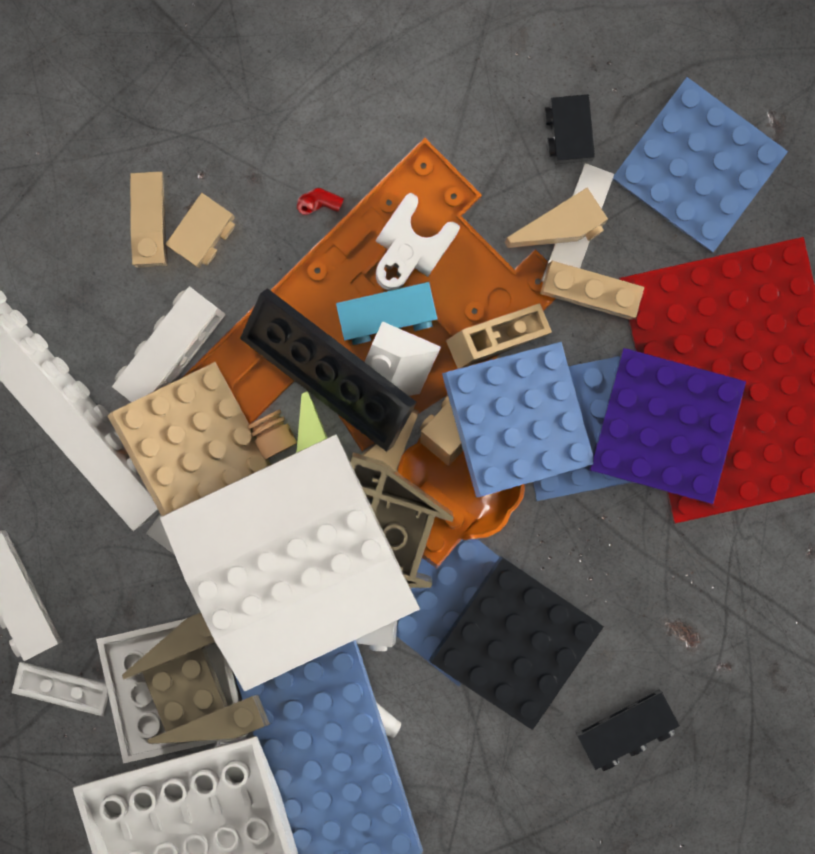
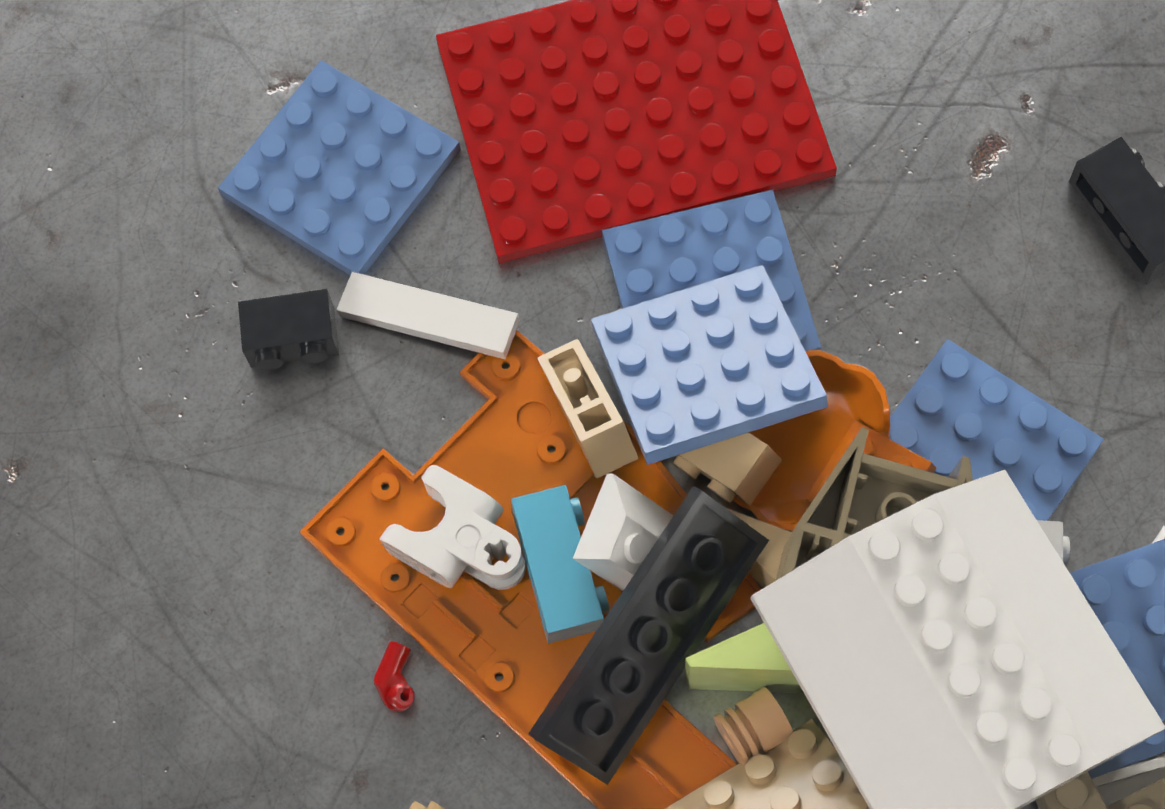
camera: 80 degrees left, 20 degrees down
(516, 643) = (1030, 361): black plate -> none
(567, 222) = (419, 316): tan slope -> none
(592, 290) = (516, 278): tan brick -> none
(667, 425) = (701, 179): dark purple plate -> none

